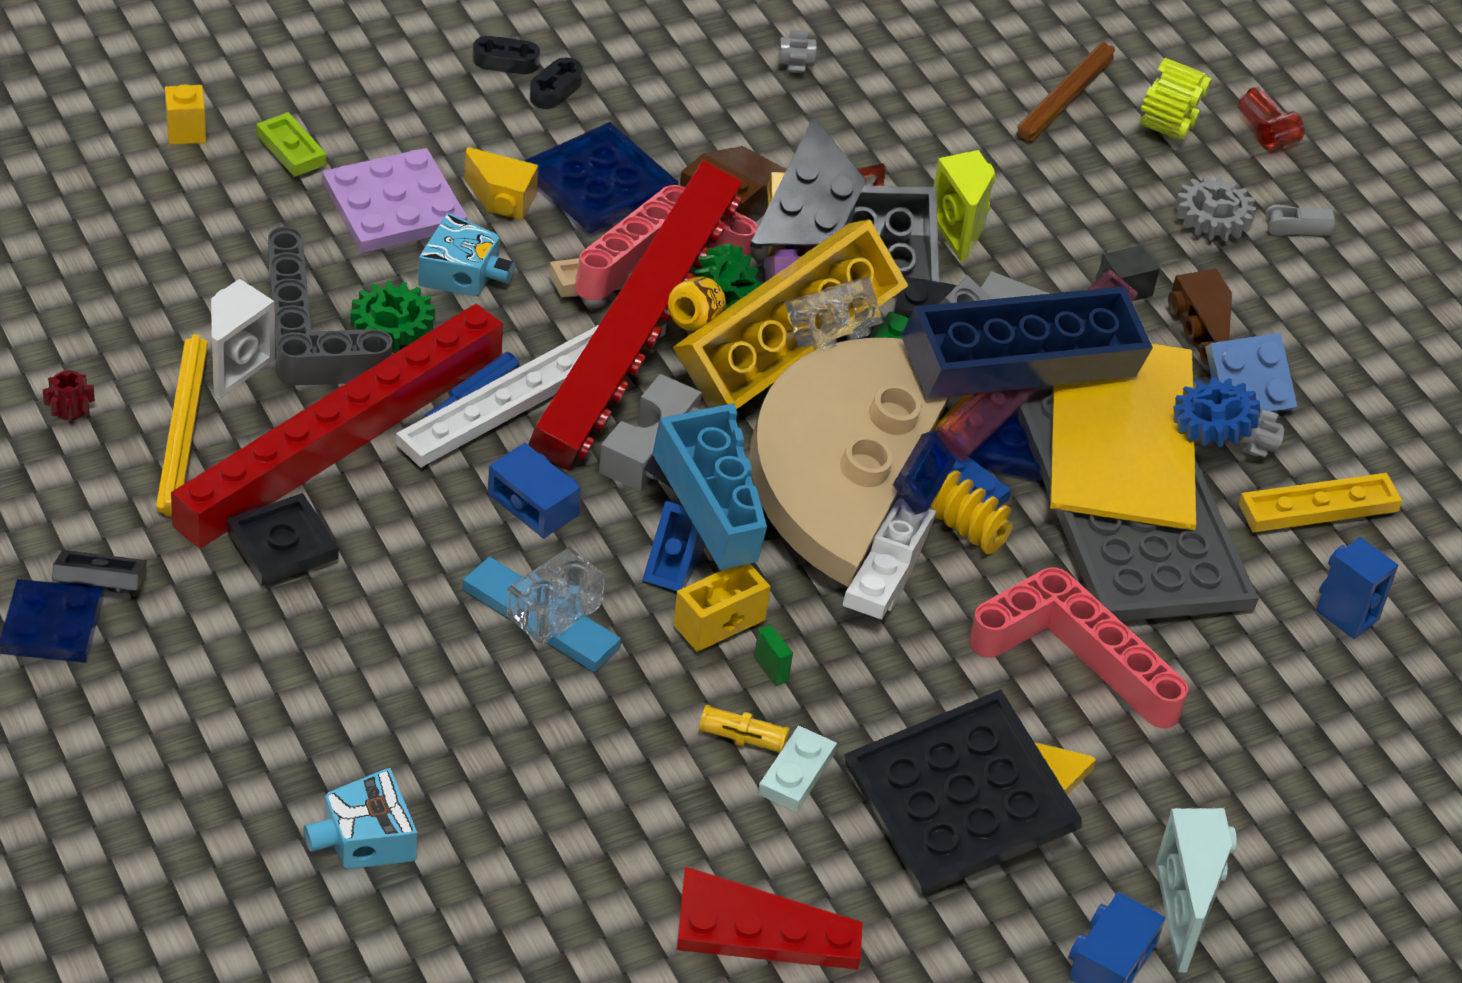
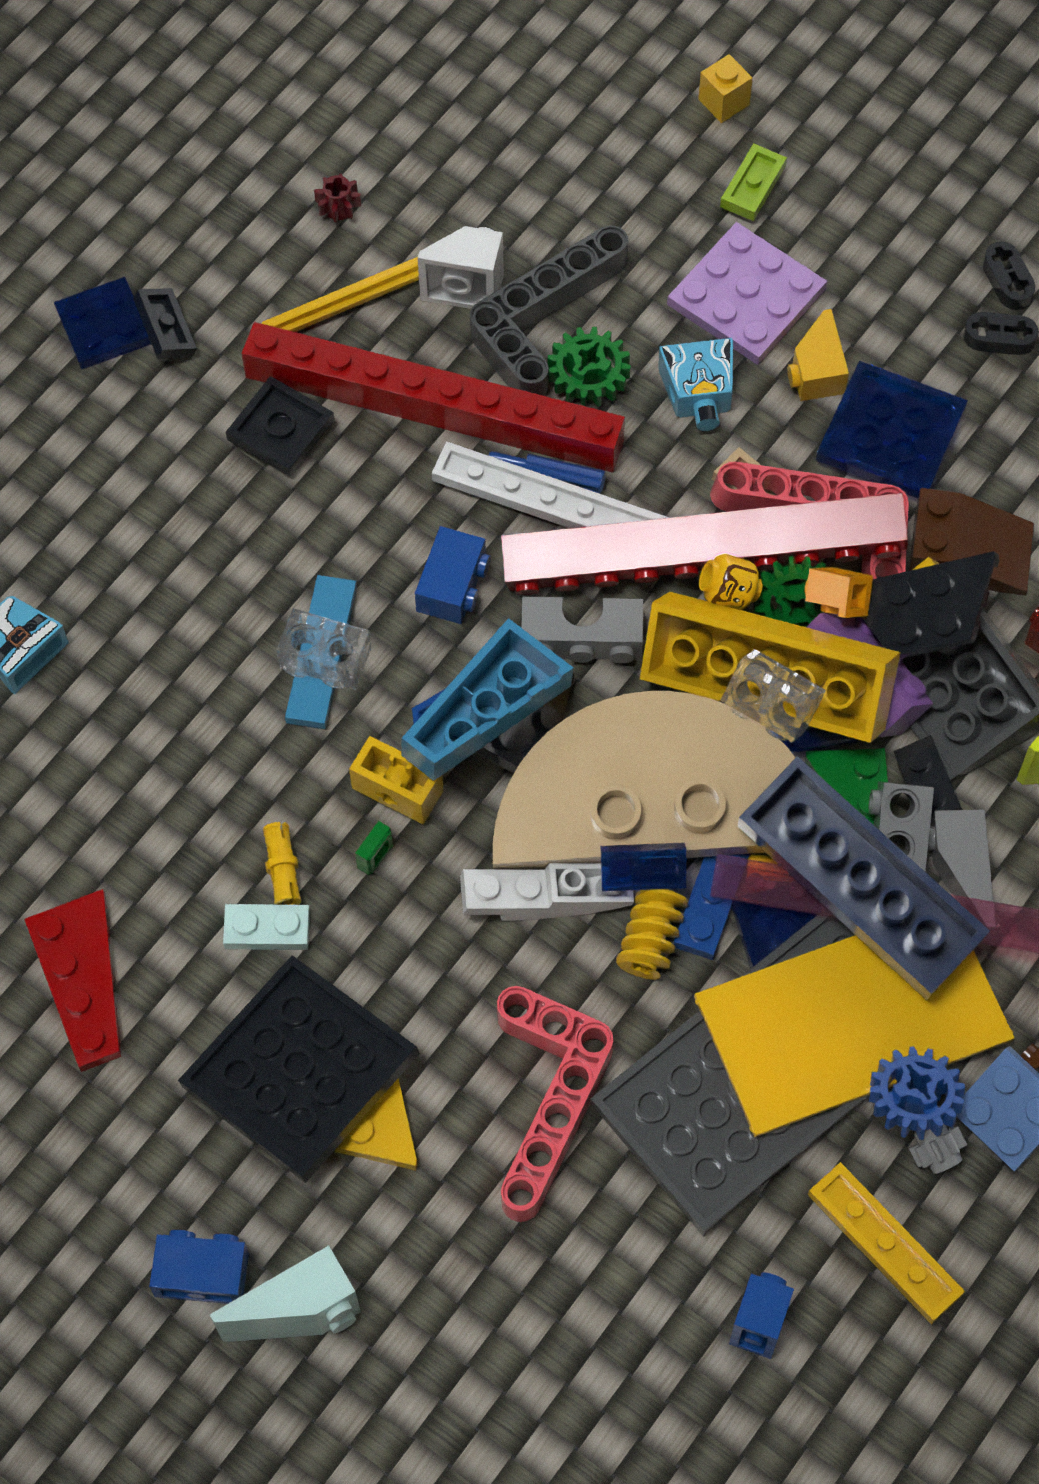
camera: 70 degrees right, 20 degrees up
(761, 237) = (839, 591): none -> light orange brick

